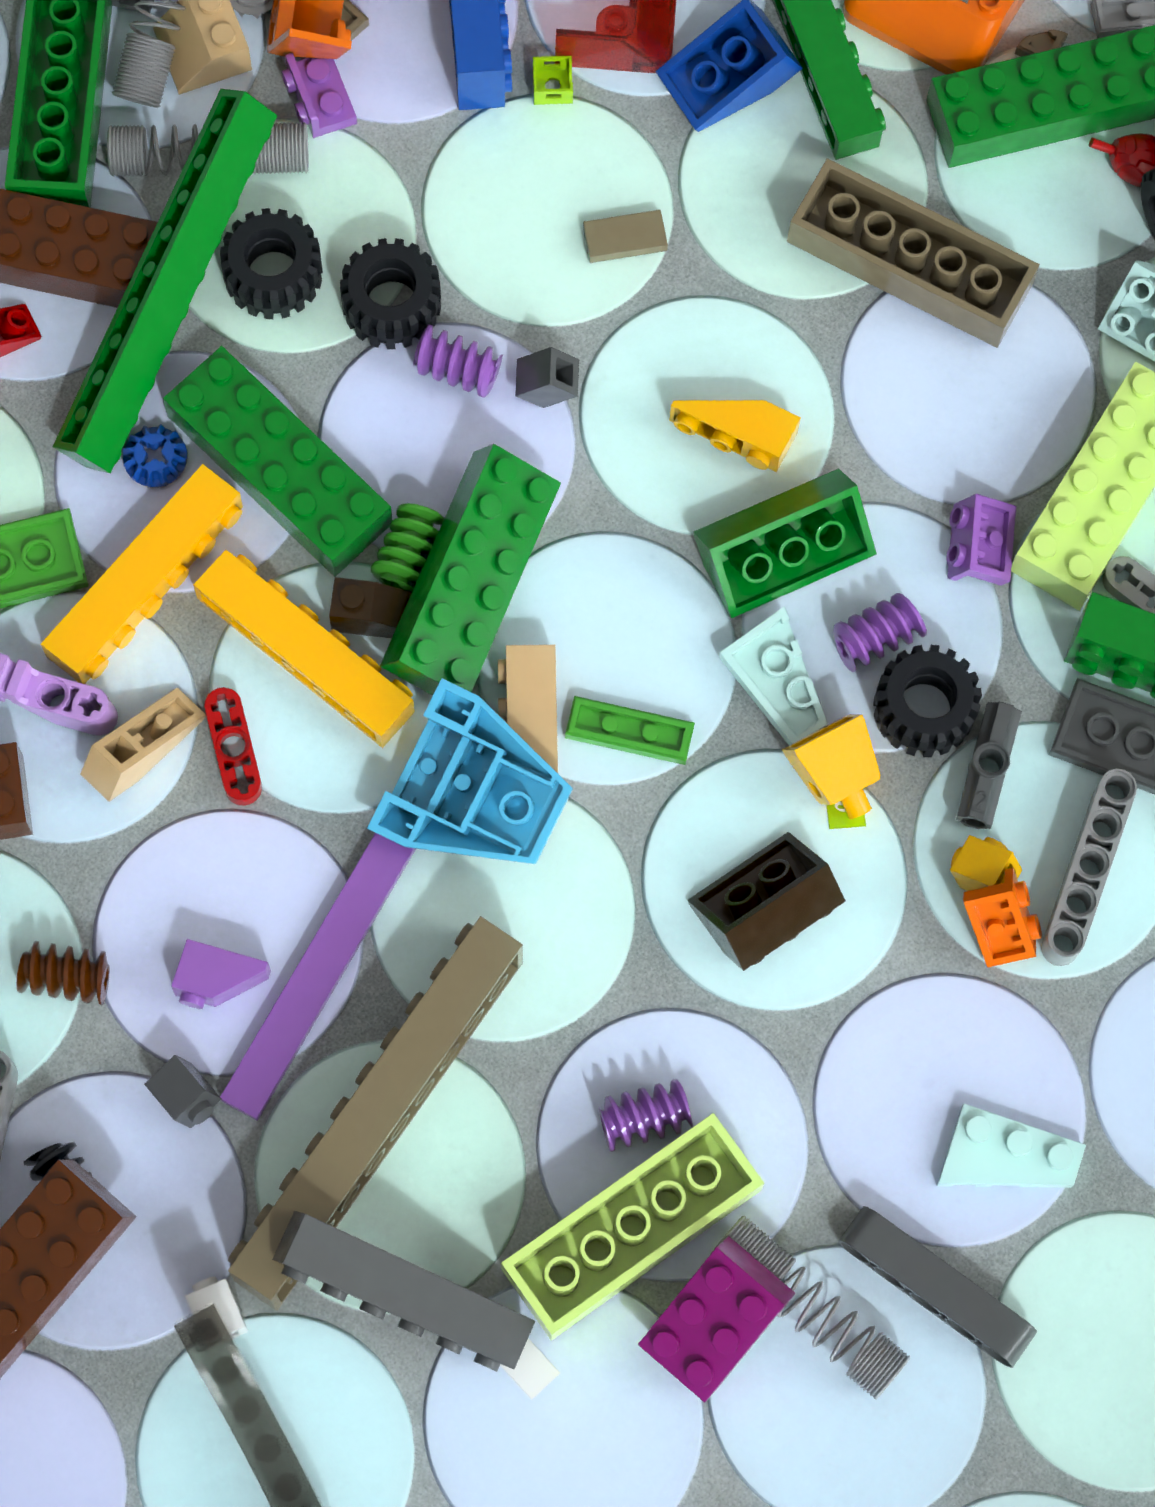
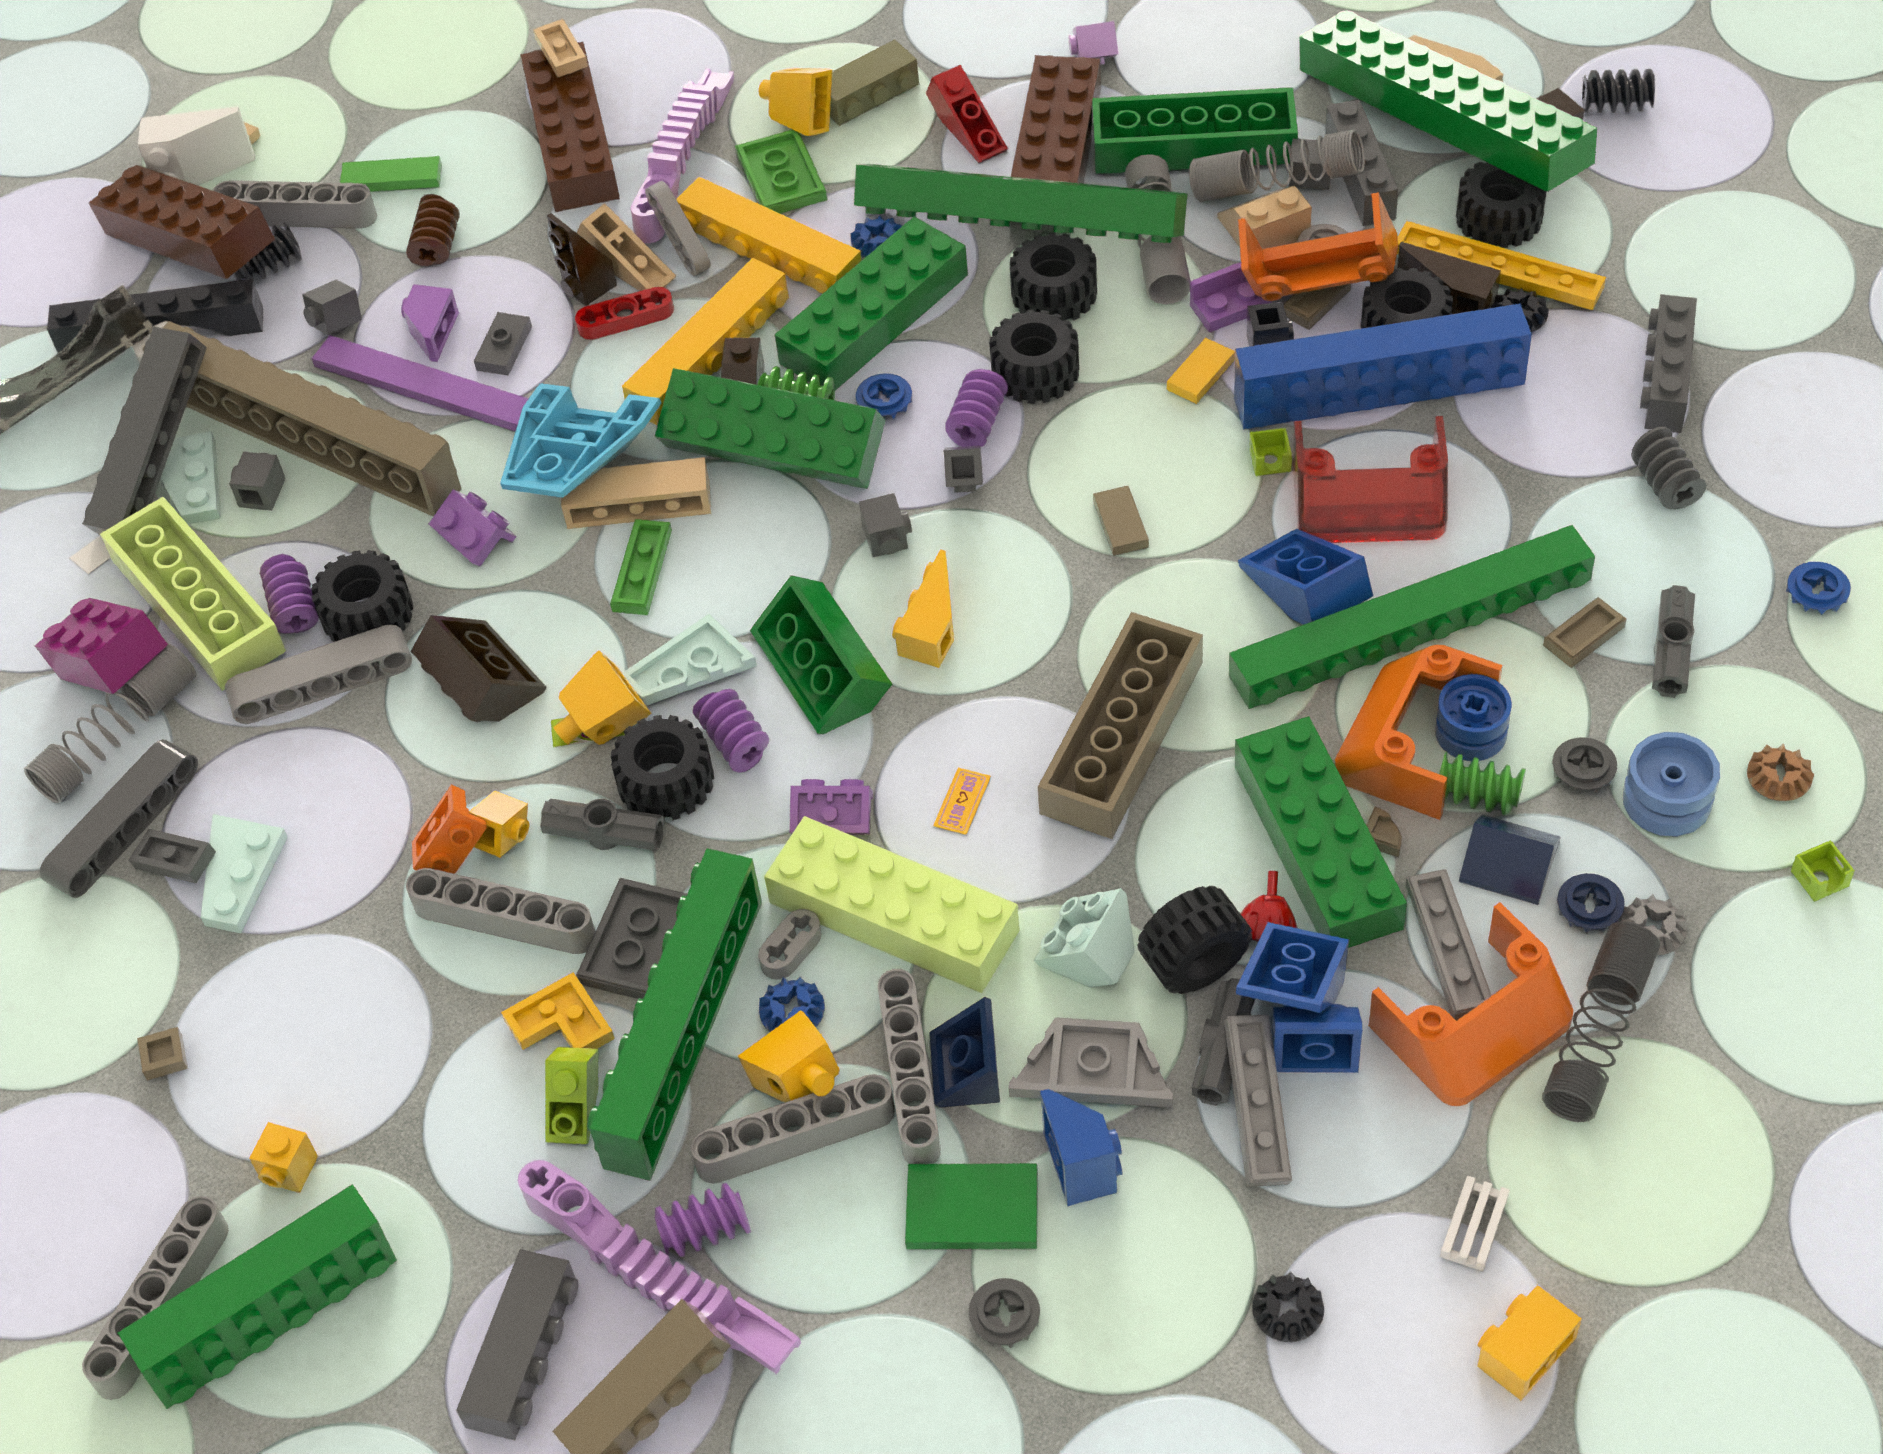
camera: 95 degrees right, 20 degrees down
(130, 668) = (677, 228): none -> light grey beam
(159, 1305) = (221, 307): none -> black arch
(173, 784) = (583, 268): none -> dark brown slope
(259, 890) = (502, 343): none -> dark grey plate
(392, 54) = (1268, 324): none -> black brick
(420, 135) = (1200, 370): none -> yellow tile
(424, 447) = (892, 387): none -> blue gear
(444, 1249) = (193, 478): none -> light aqua wing
(453, 1169) = (257, 480): none -> dark grey brick
(555, 915) = (470, 526): none -> medium lavender bracket
(613, 467) = (884, 525): none -> dark grey brick
(670, 994) = (360, 578): none -> black tyre
(756, 1078) = (318, 674): none -> light grey beam
(970, 421) = (962, 801): none -> yellow sticker
(993, 1222) = (172, 855): none -> dark grey plate

